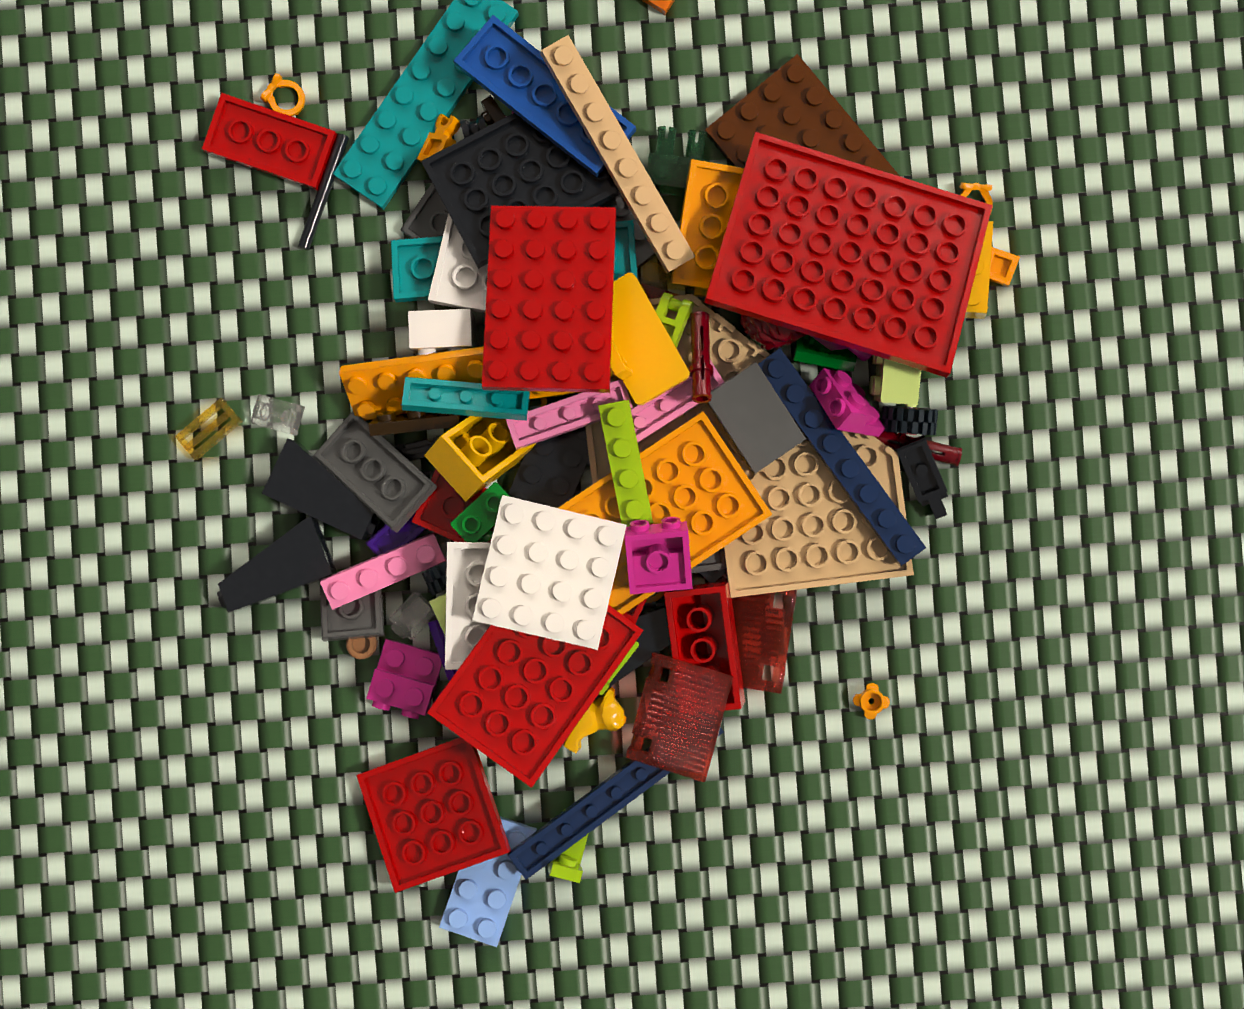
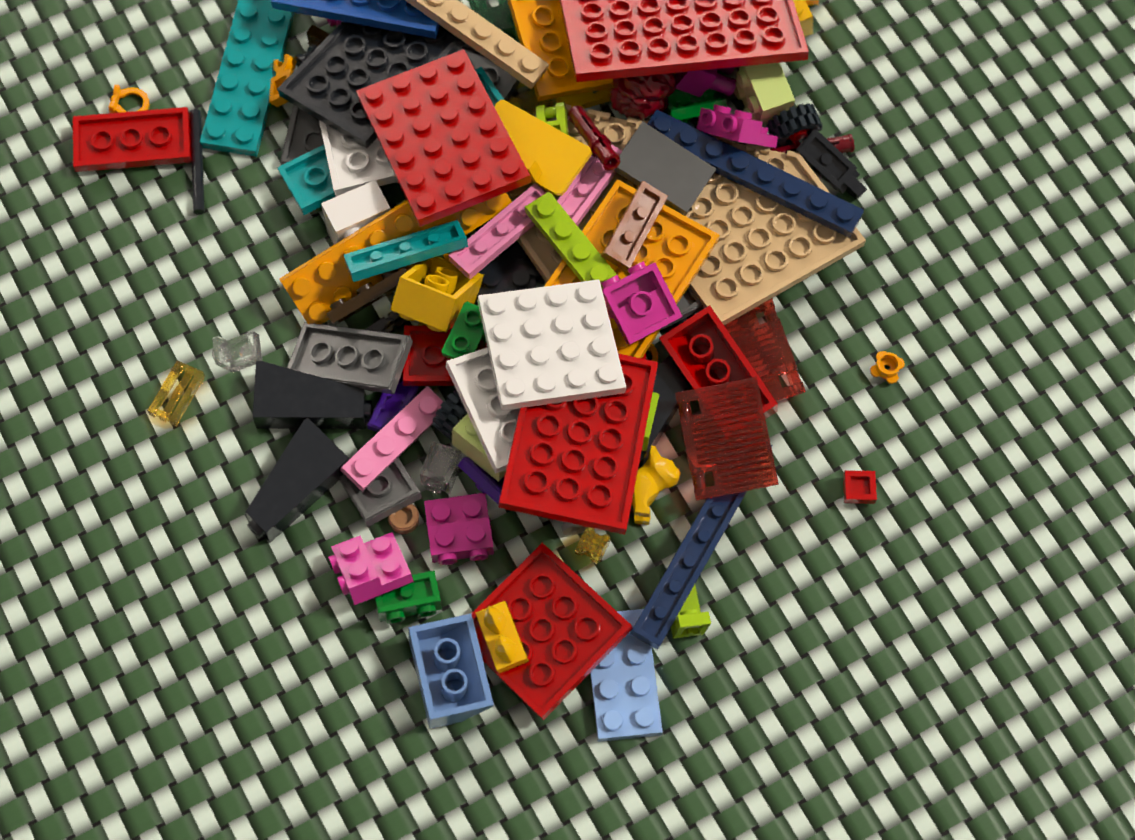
camera: 30 degrees left, 20 degrees down
(308, 683) = (369, 567): none -> dark pink plate
(330, 724) = (411, 599): none -> green bracket
(334, 813) = (450, 670): none -> medium blue slope
(393, 805) = (501, 637): none -> yellow tile
(692, 473) = (634, 226): none -> plate
(783, 806) = (859, 487): none -> red plate

